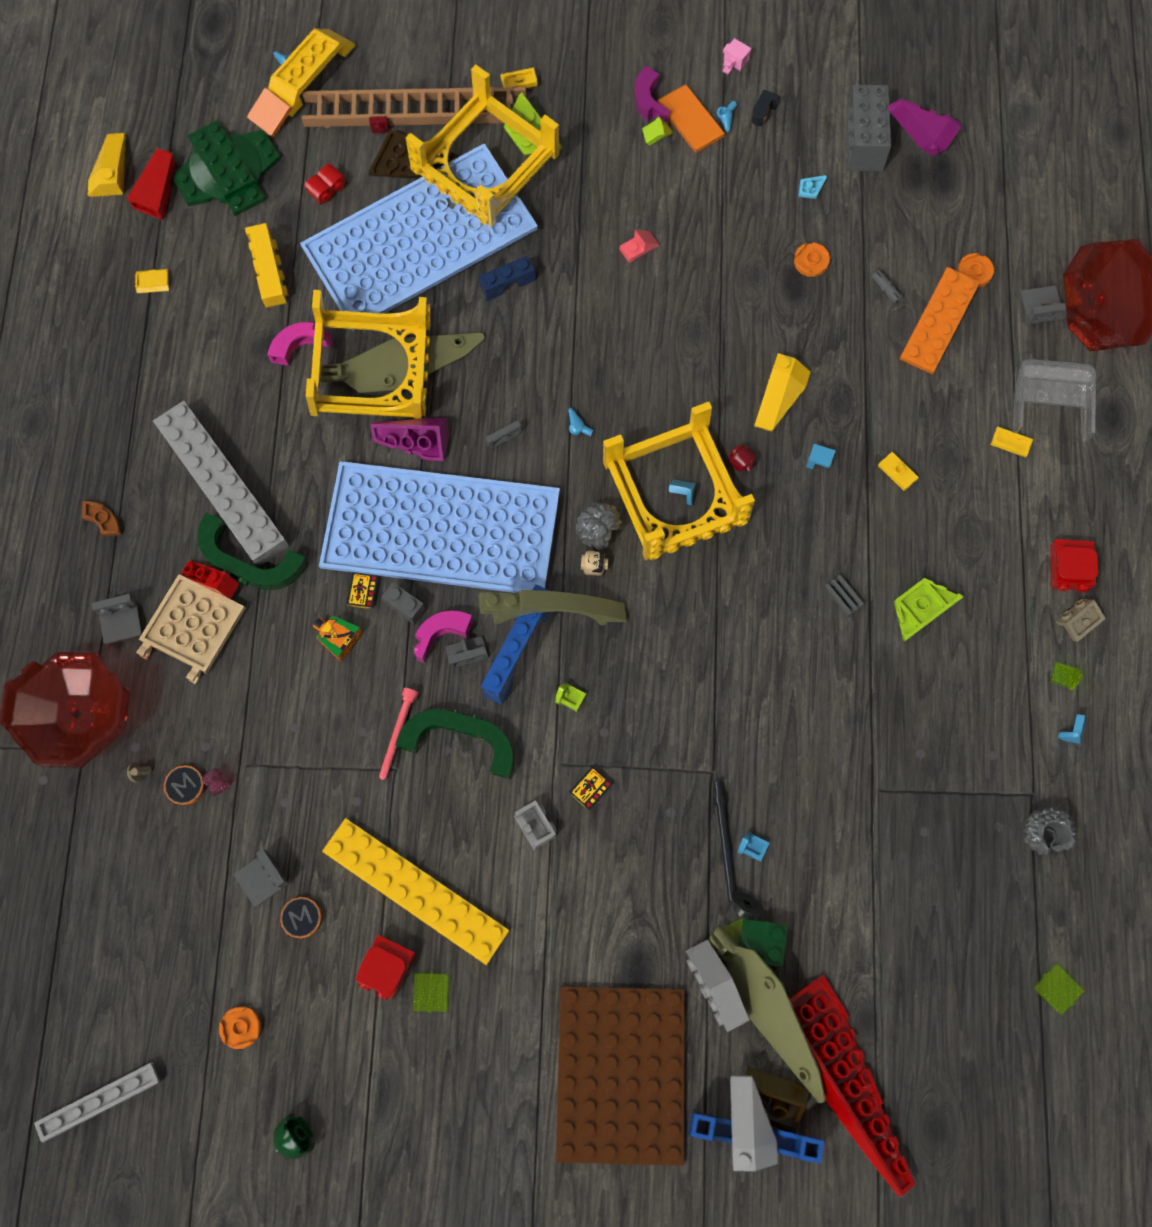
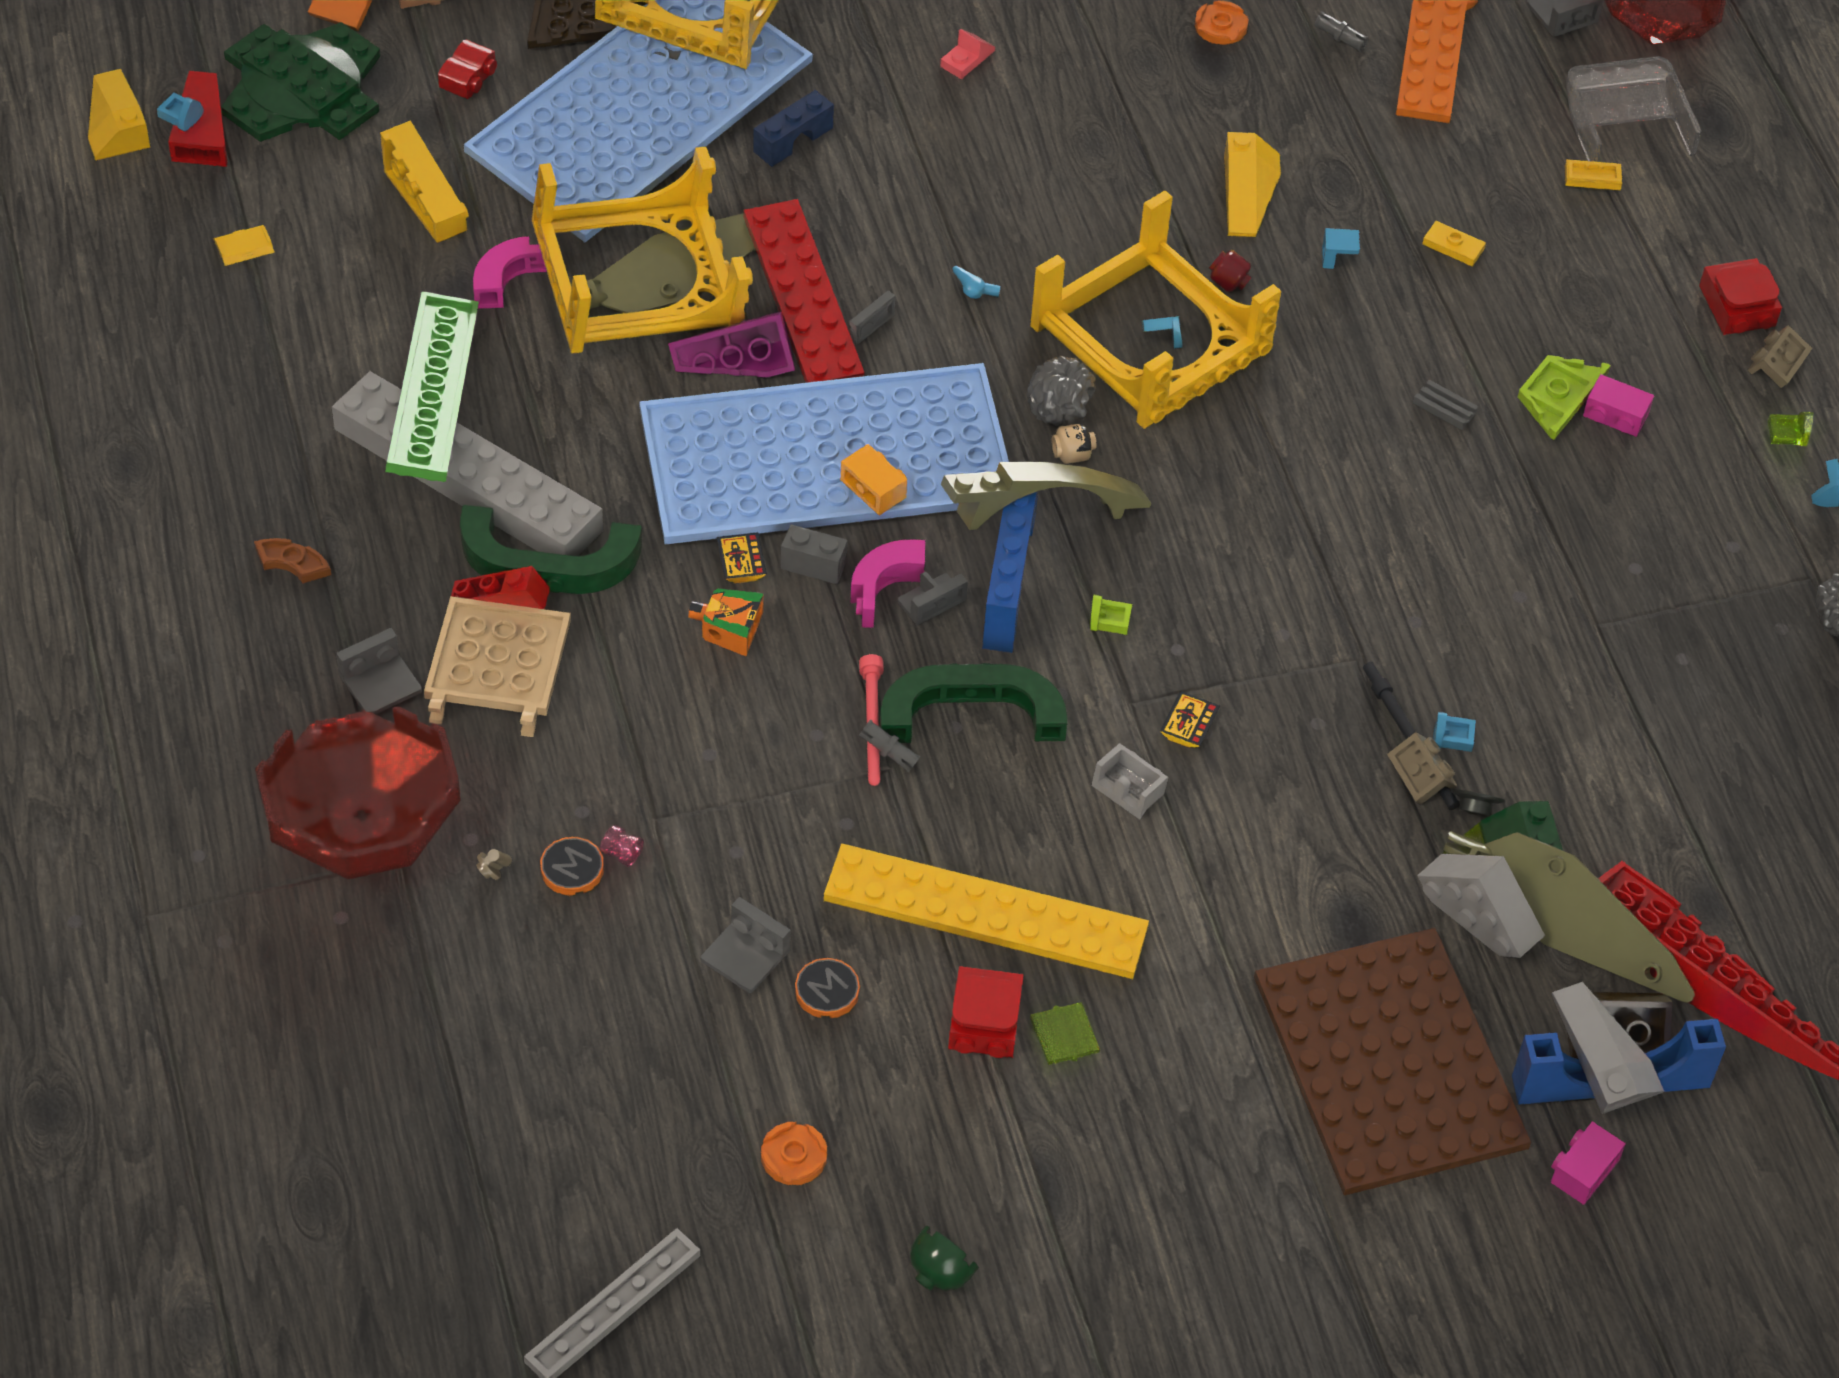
camera: 25 degrees left, 20 degrees down
(139, 179) = (180, 111): none -> dark azure tile
(212, 425) = (432, 387): none -> plate
(398, 757) = (889, 746): none -> dark grey pin
(456, 561) = (874, 479): none -> light orange brick
(468, 406) = (802, 292): none -> red plate
(712, 1192) = (1587, 1162): none -> dark pink brick
(721, 869) = (1422, 767): none -> dark tan bracket
(956, 629) = (1618, 405): none -> dark pink brick

